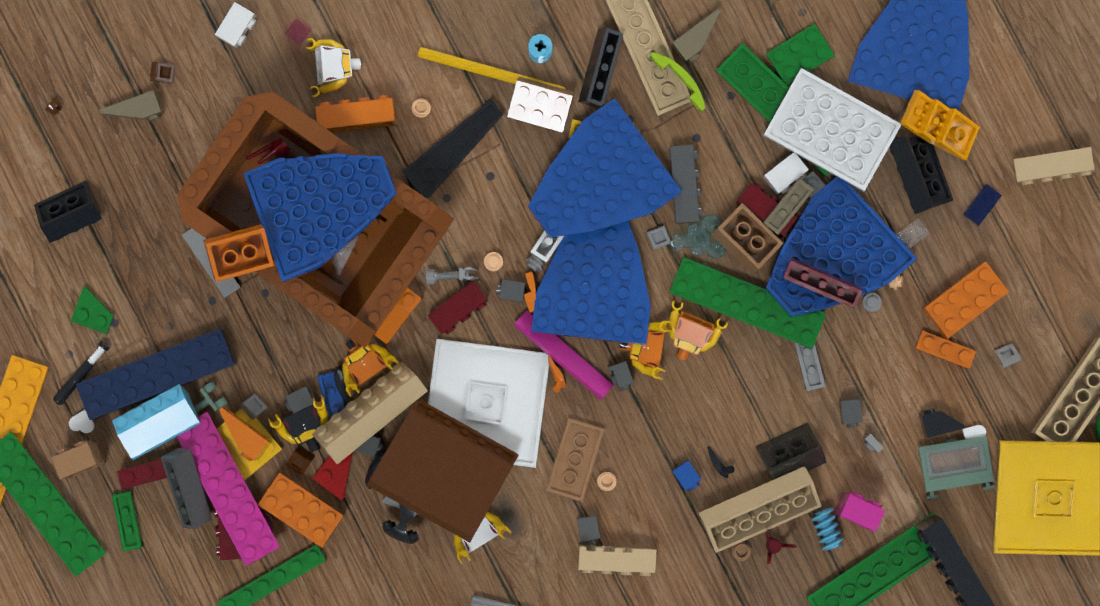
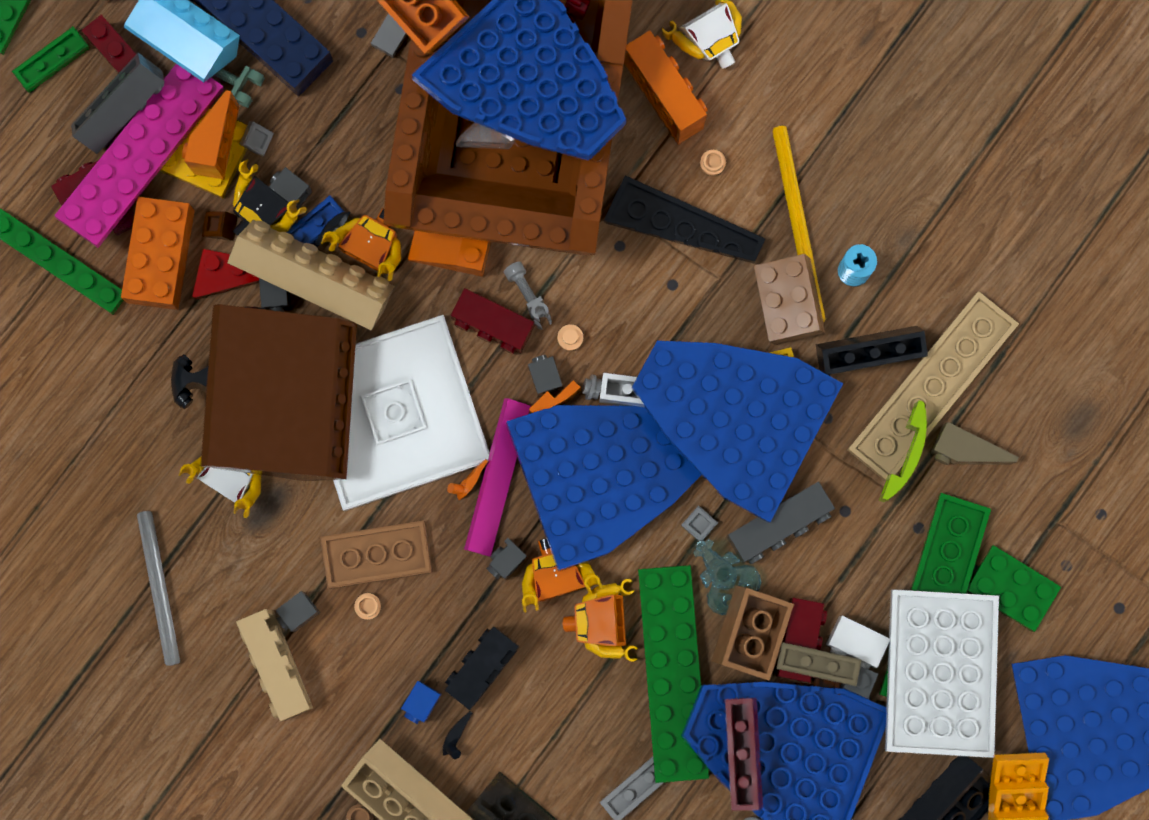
camera: 70 degrees right, 5 degrees down
(683, 425) = (481, 667): none -> black wedge

